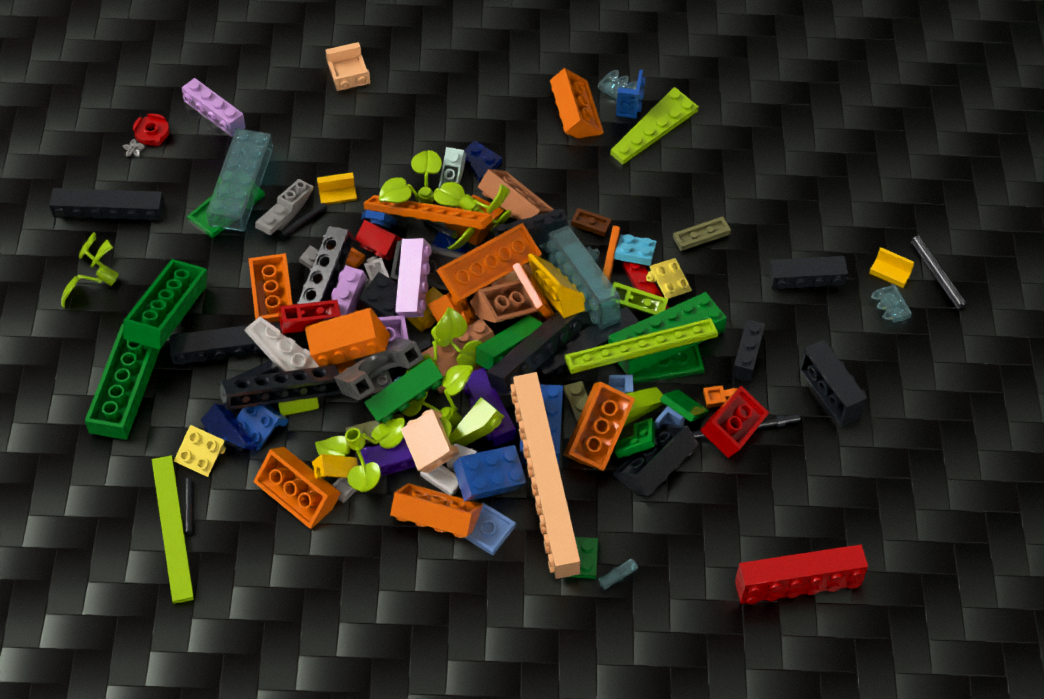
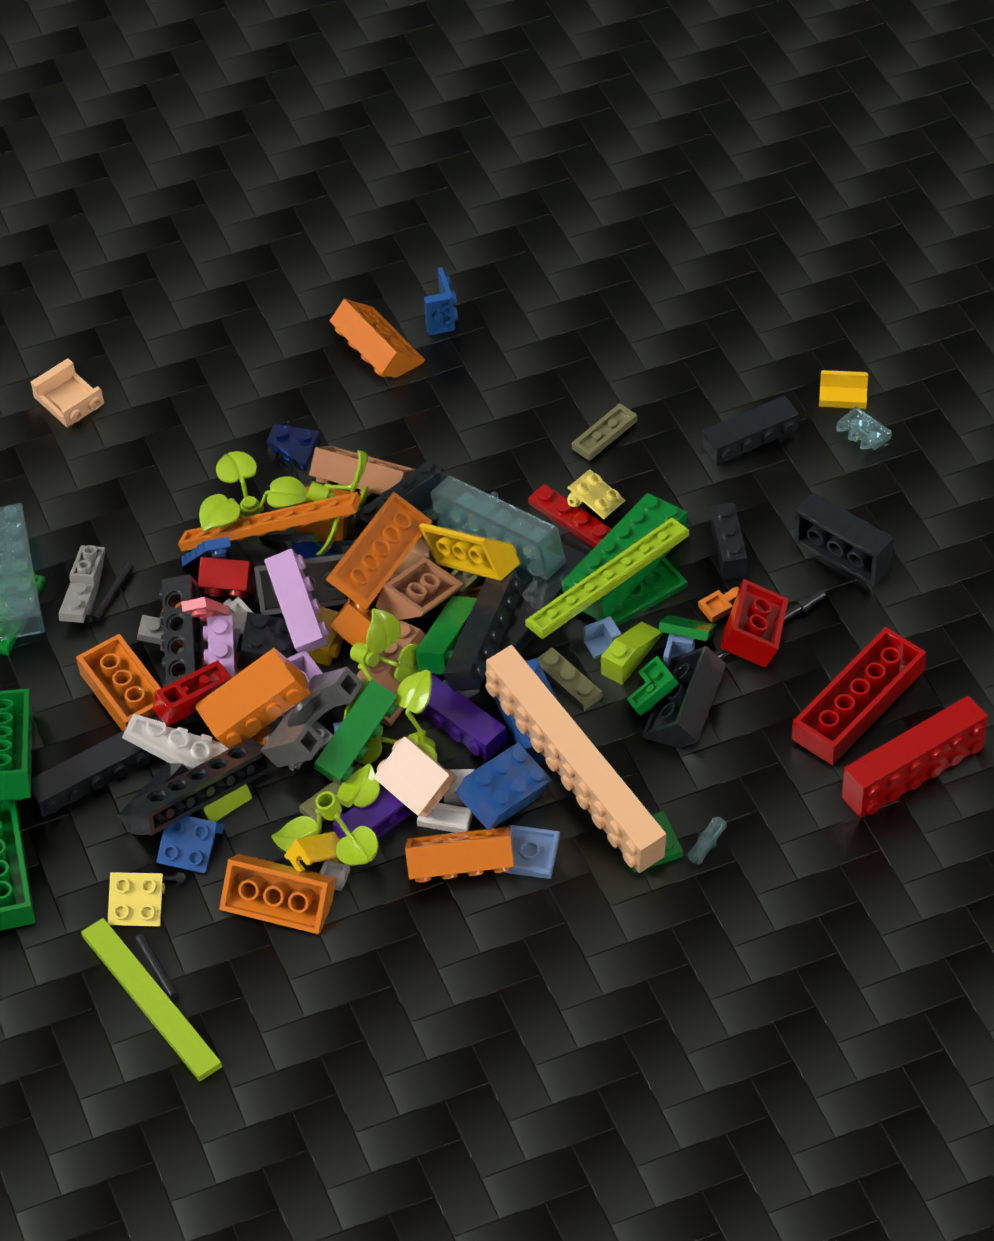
camera: 20 degrees left, 5 degrees down
(225, 426) = (147, 856): clear blue slope -> none
(337, 188) = (134, 540): yellow panel -> none
(348, 259) = (205, 608): none -> coral plate
(452, 166) = (267, 465): light aqua slope -> none
(477, 423) = (460, 735): lime slope -> none
(533, 290) = (447, 564): orange tile -> none
(591, 222) = (467, 465): reddish brown plate -> none
(599, 426) = (603, 685): orange slope -> none
(608, 267) = (508, 483): orange tile -> none
(610, 83) = (411, 301): clear light blue plate -> none
(635, 249) = (537, 477): medium azure plate -> none
(640, 300) = (581, 531): lime slope -> none
(656, 123) = (486, 321): lime wing -> none
(784, 508) = (858, 696): none -> red brick
(939, 272) = (897, 376): black axle -> none

